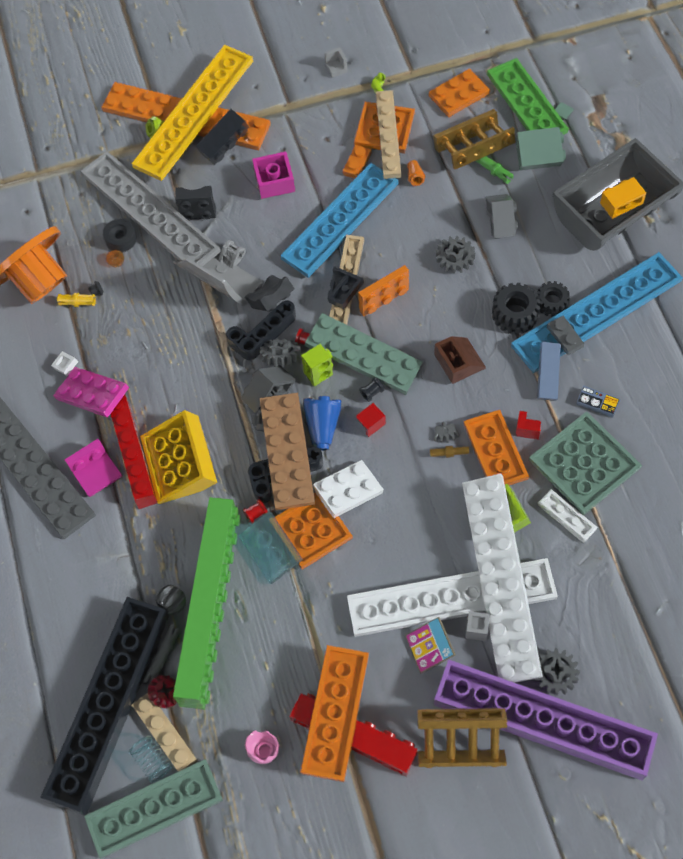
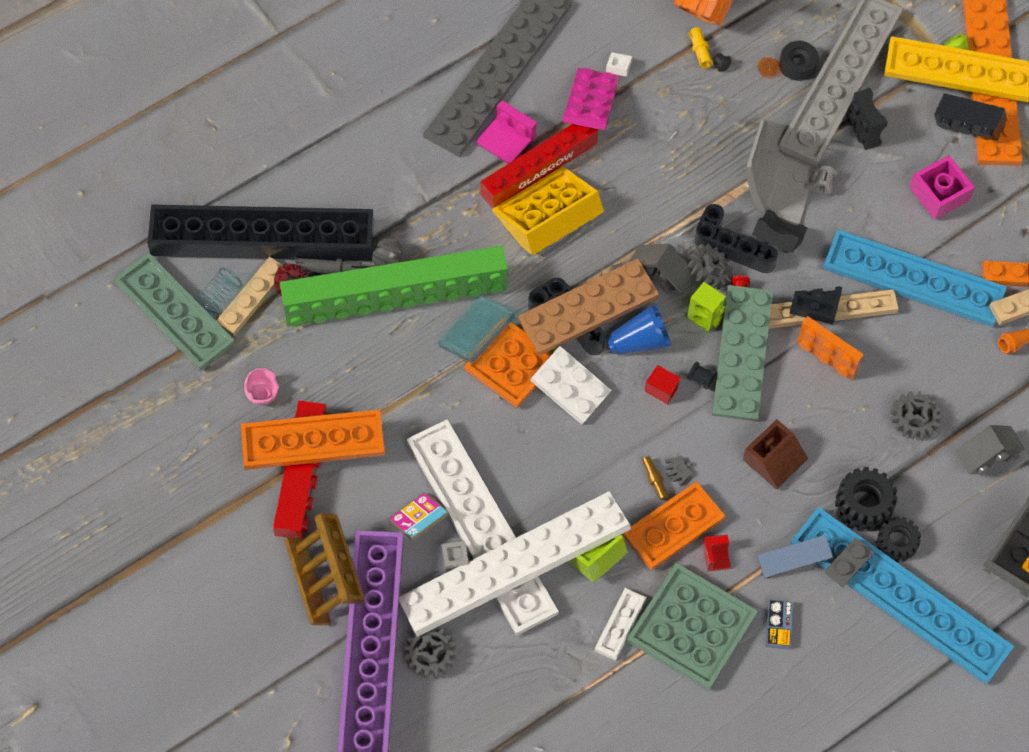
camera: 65 degrees right, 0 degrees up
(255, 511) = (513, 302): red bush -> none

